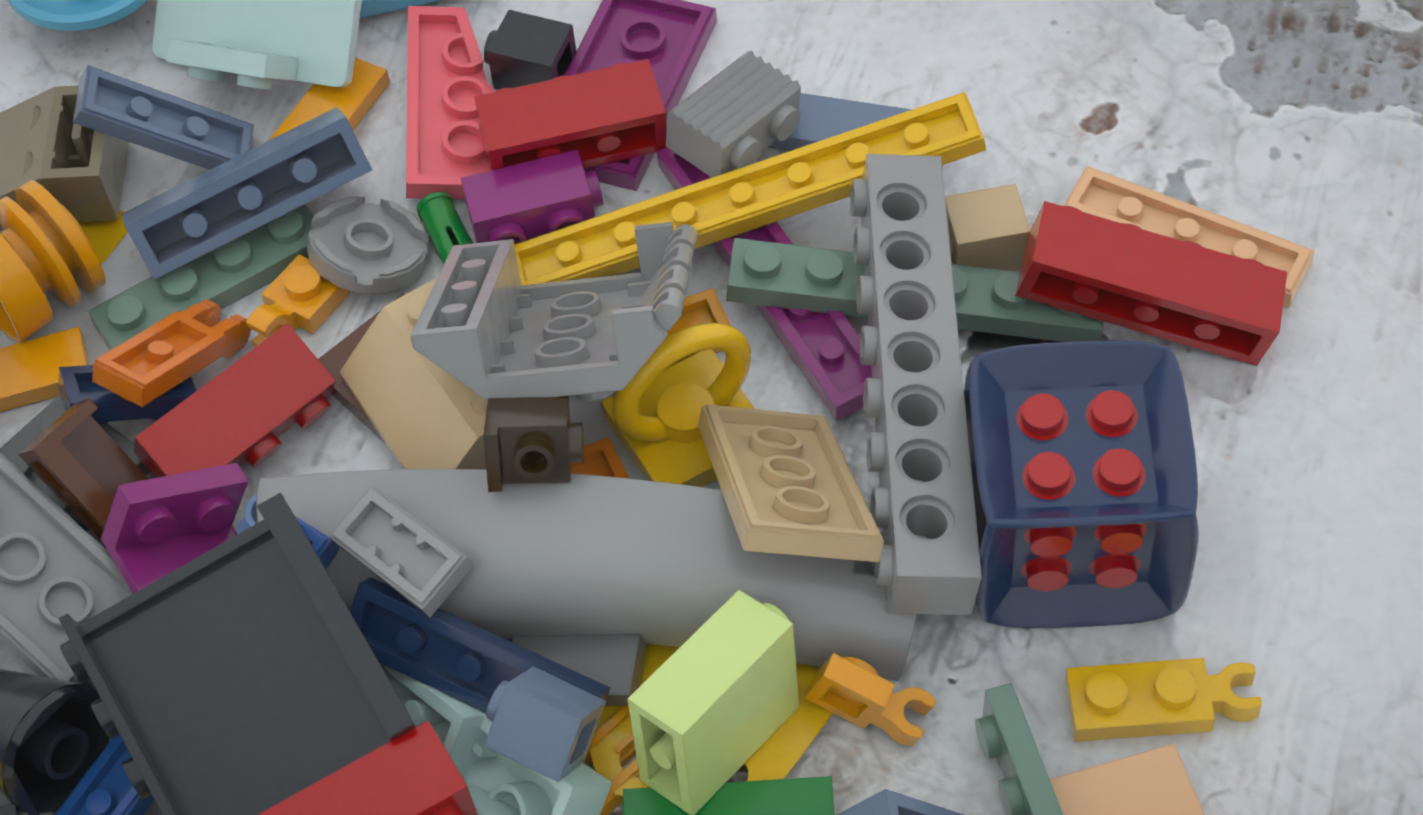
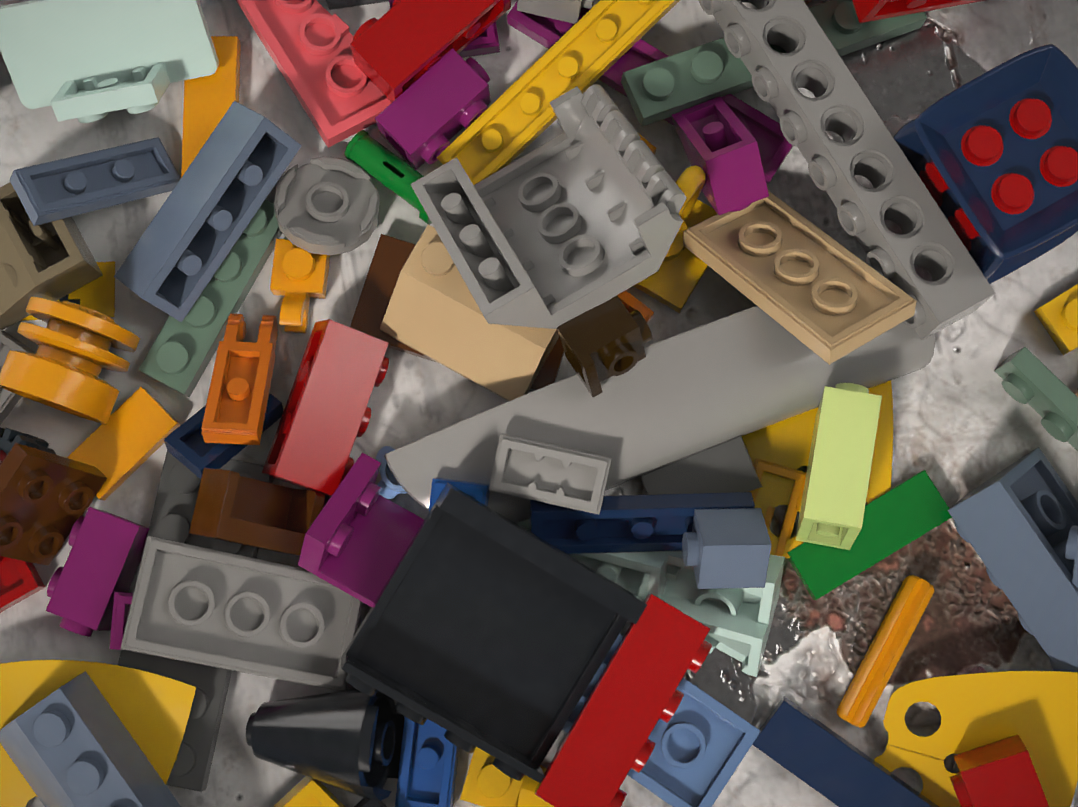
camera: 30 degrees left, 25 degrees up
(784, 355) = (725, 152): none -> magenta slope
(862, 697) = (910, 400): light orange plate -> none

